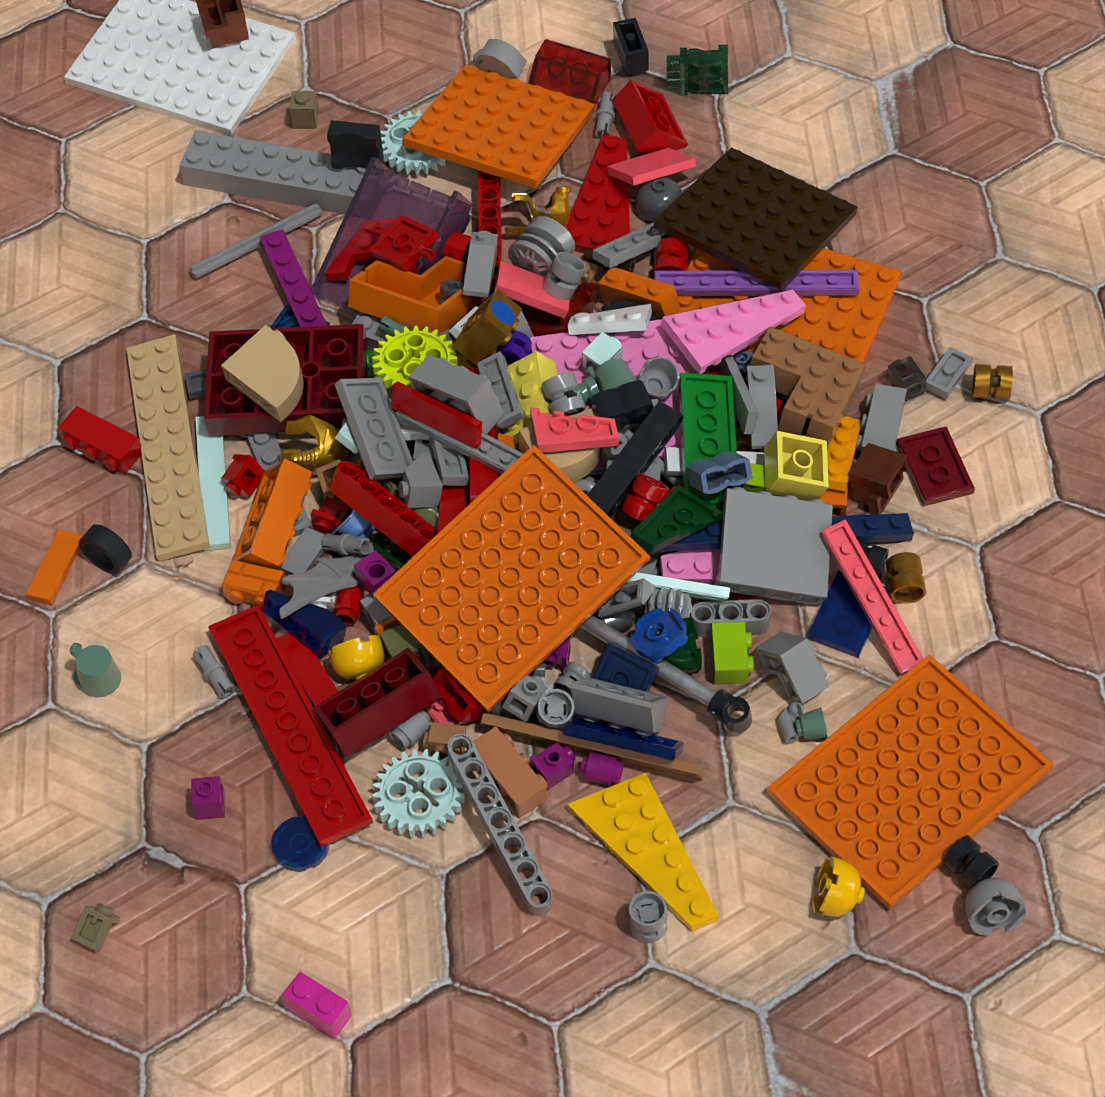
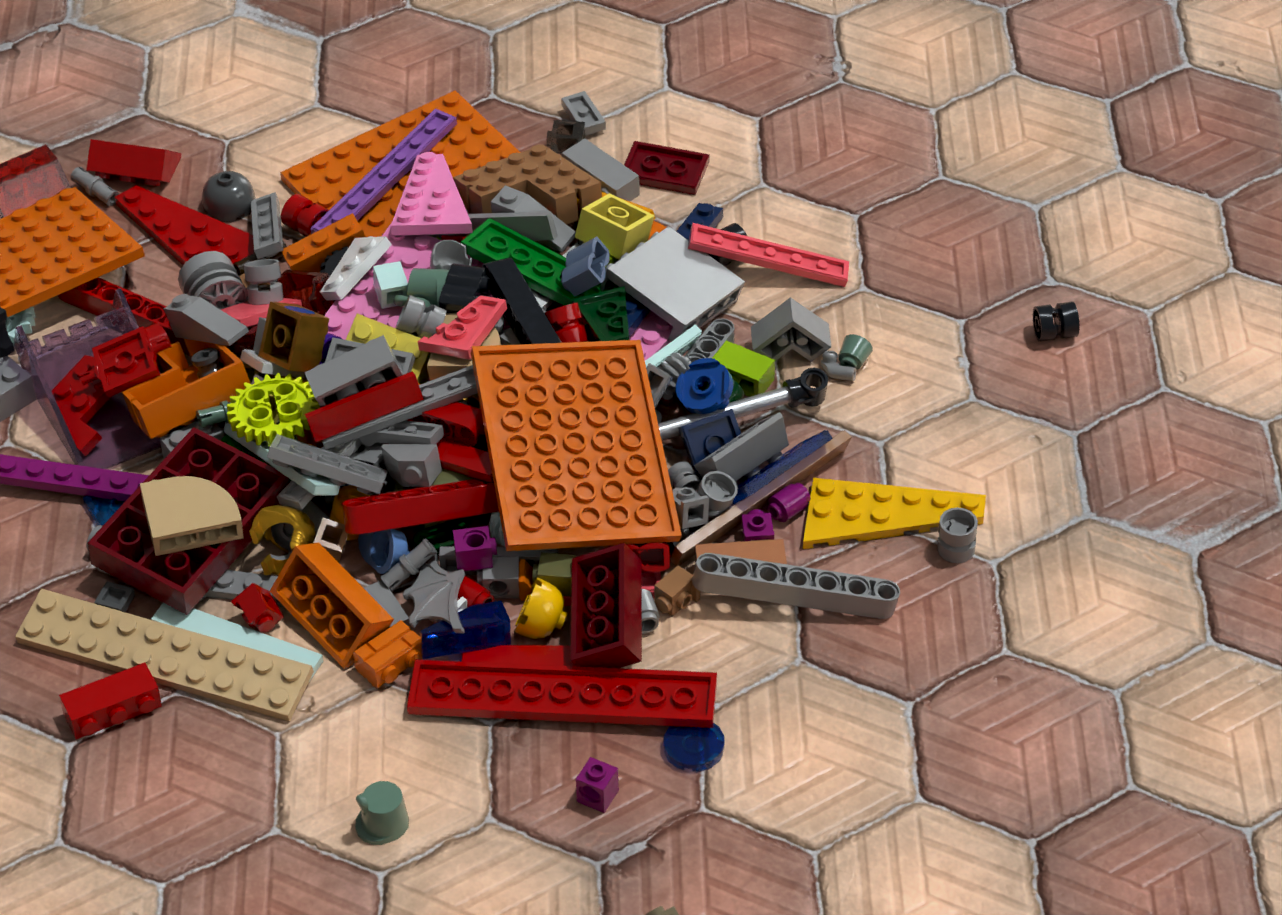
camera: 60 degrees left, 10 degrees down
(54, 567) = (225, 802): orange tile -> none
(105, 549) = (260, 755): black tyre -> none
(214, 671) = (458, 726): light grey pin -> none
(317, 1005) = (875, 796): dark pink brick -> none
(329, 516) = (361, 568): red bracket -> none
(402, 810) = (712, 634): light aqua gear -> none
(556, 209) = (170, 260): pearl gold piece -> none
(630, 46) = (38, 127): black brick -> none
(651, 166) = (192, 178): coral tile -> none
(699, 71) = (119, 99): clear green hips -> none
(756, 218) = (315, 142): dark brown plate -> none
(838, 888) = (1018, 408): yellow cylinder -> none
(841, 620) = (765, 287): clear blue tile -> none
(877, 476) = (658, 190): copper plate -> none
(905, 577) = (769, 229): pearl gold wheel -> none
(909, 779) = (950, 324): orange plate -> none
(982, 381) = (619, 91): pearl gold wheel -> none
(994, 905) = (1103, 325): light grey cylinder -> none

